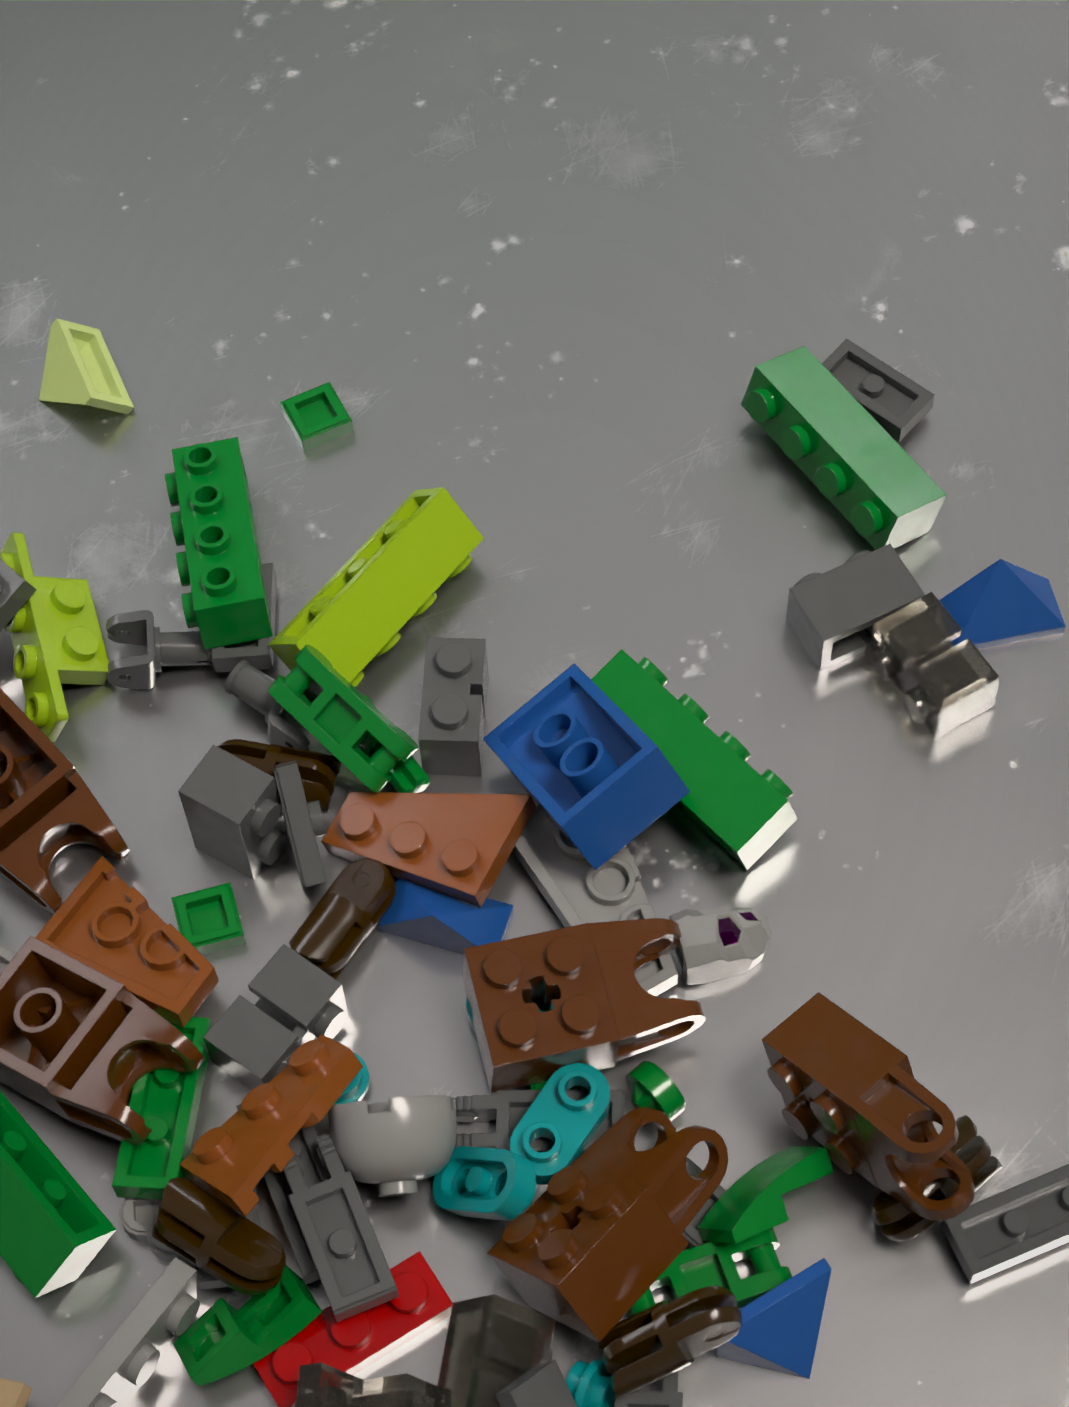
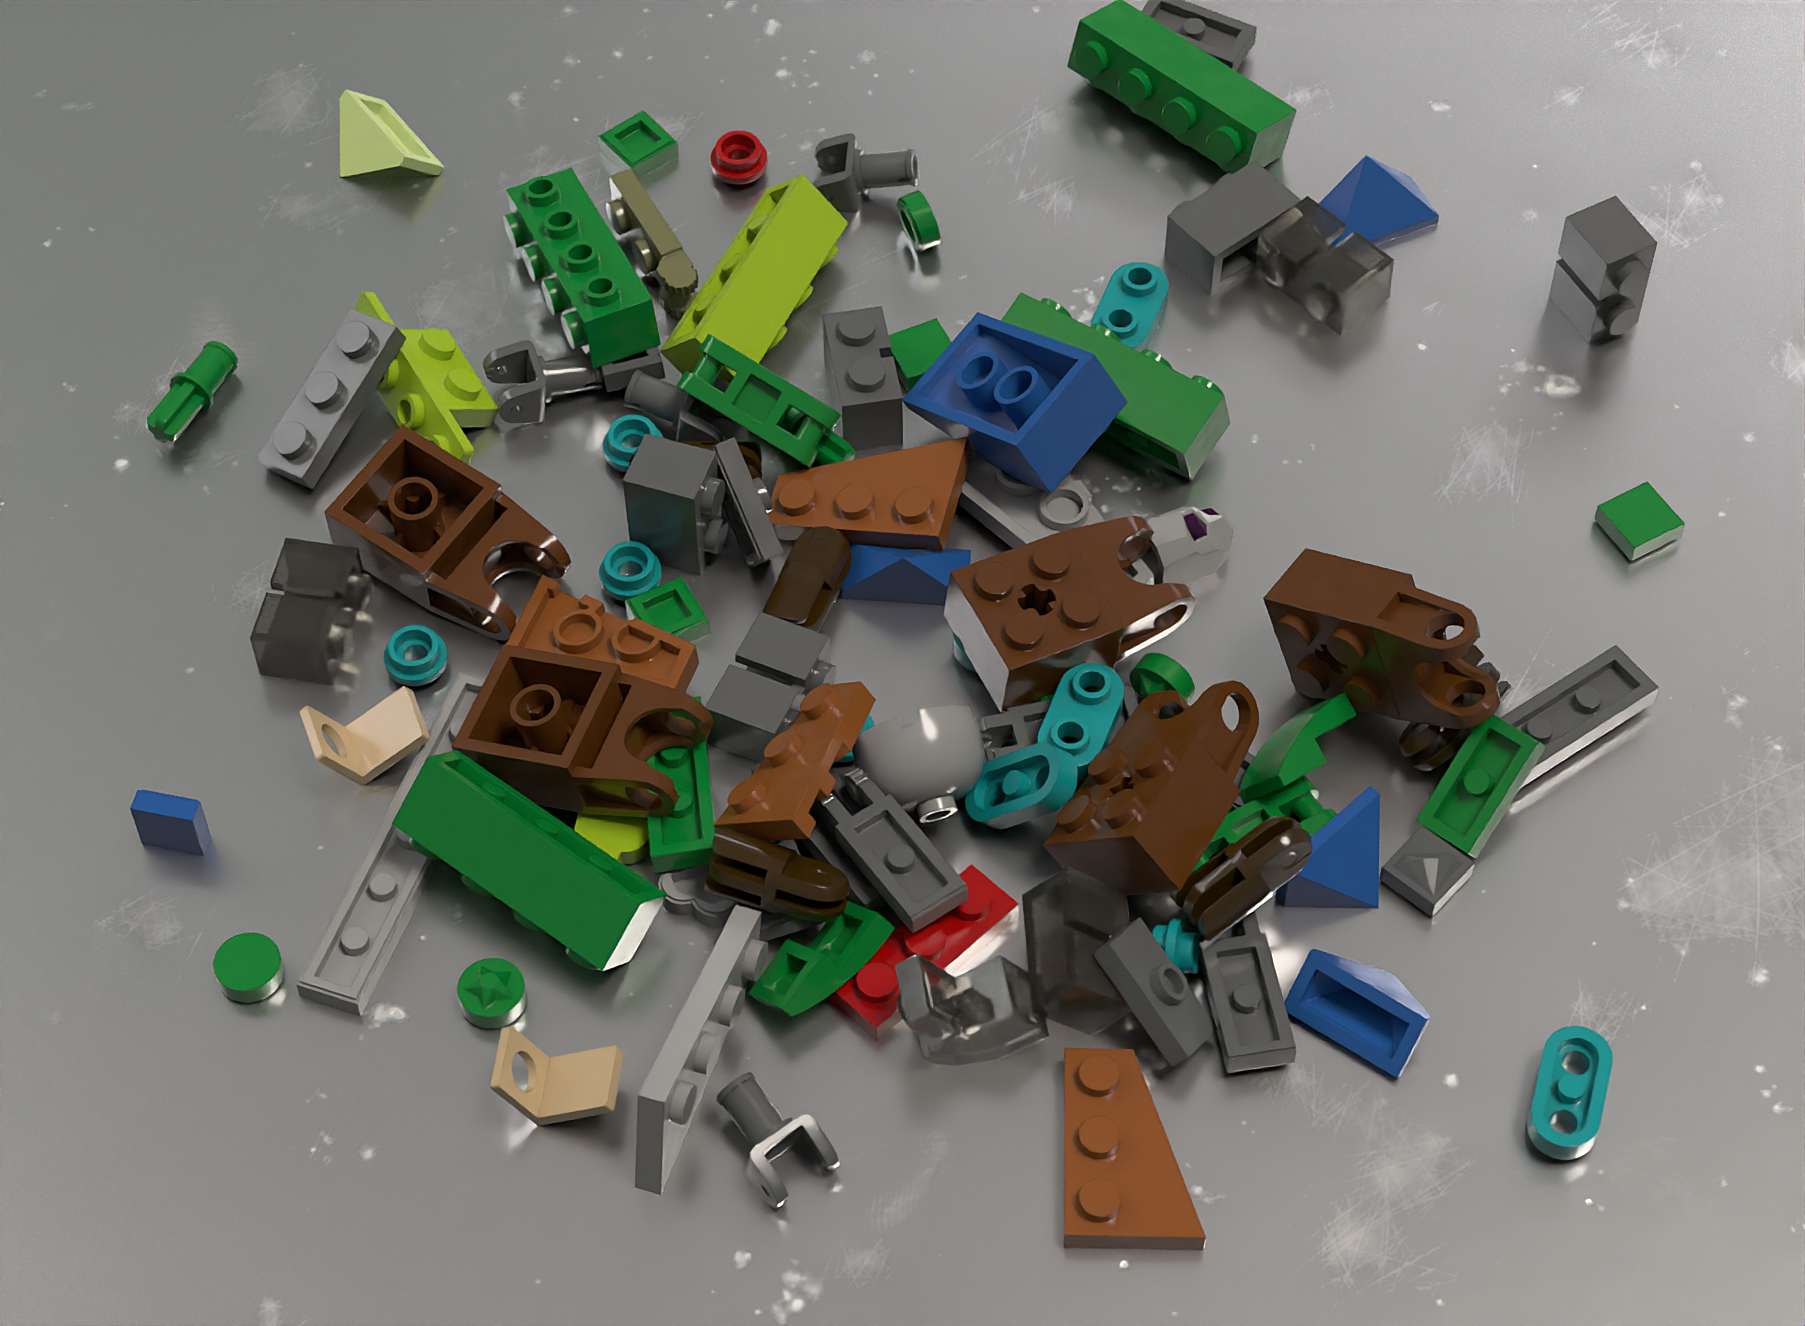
camera: 15 degrees left, 5 degrees down
(85, 1152) = (619, 836): none -> lime tile
(183, 853) = (626, 559): none -> teal plate
(221, 719) = (624, 434): none -> teal plate
(298, 530) = (653, 242): none -> olive hinge
(401, 436) = (738, 157): none -> red plate
(512, 484) = (858, 172): none -> dark grey piece
(517, 681) = (917, 350): none -> green tile
(554, 545) = (918, 221): none -> green tile
(736, 673) = (1134, 302): none -> teal plate
(866, 1351) = (1427, 871): none -> dark grey tile
(938, 1276) = (1480, 784): none -> green plate

